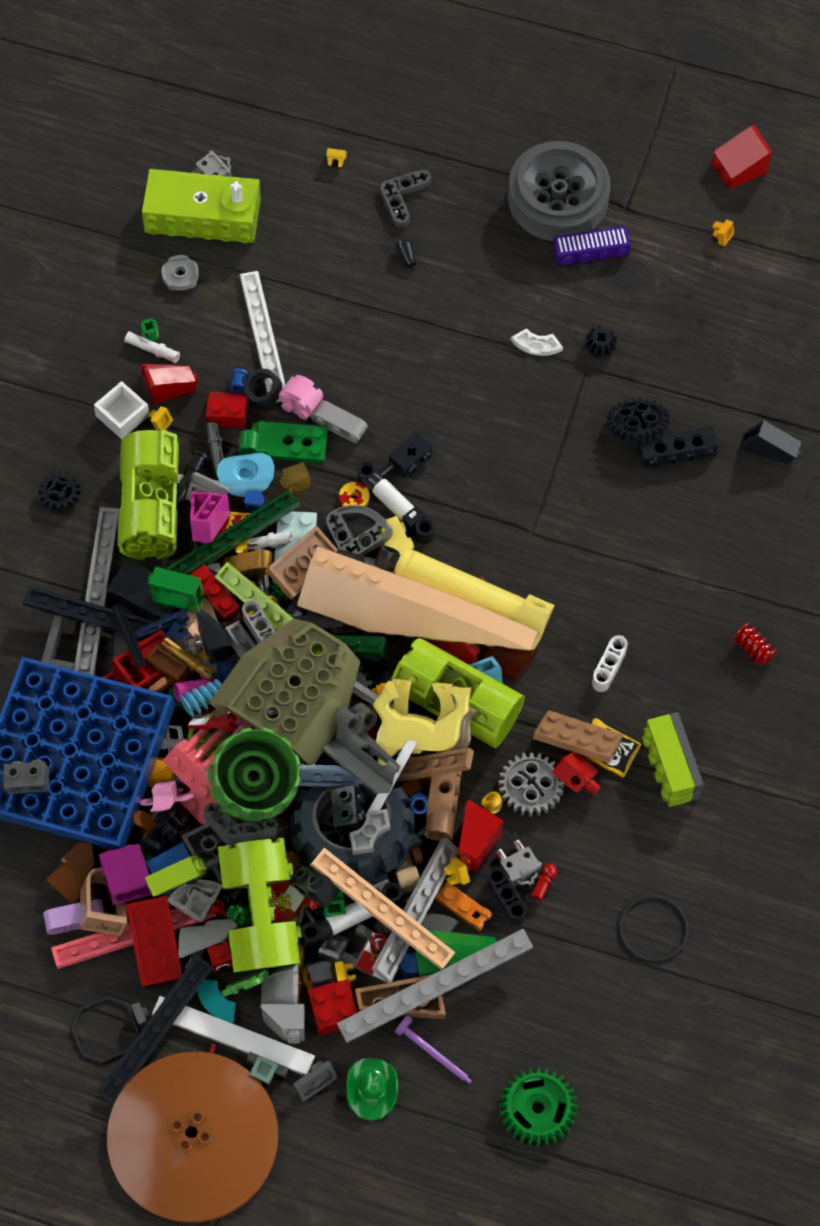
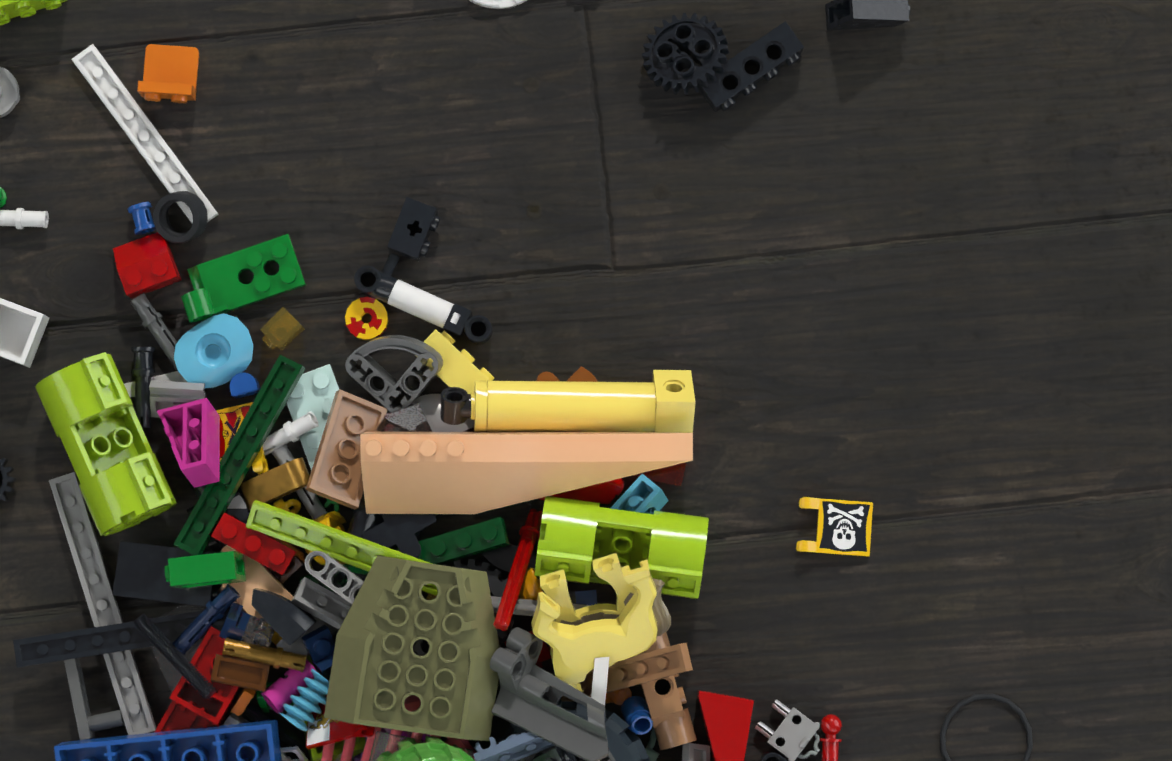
camera: 20 degrees left, 20 degrees up
(160, 419) = (67, 320): yellow tile -> none
(168, 381) = (50, 261): red slope -> none
(297, 306) = (169, 73): none -> orange bracket
(300, 396) = (235, 211): bright pink brick -> none
(339, 421) = (299, 220): light grey beam -> none
(375, 680) = (529, 535): none -> red axle
(492, 802) = (722, 665): yellow tile -> none
(517, 794) = (751, 643): light grey gear -> none
(577, 773) = (812, 583): red torso -> none
(578, 736) = (793, 534): medium nougat plate -> none
(610, 655) = (790, 399): white beam -> none
(672, 759) = (923, 515): lime piece -> none
(753, 645) = (961, 308): red piece -> none

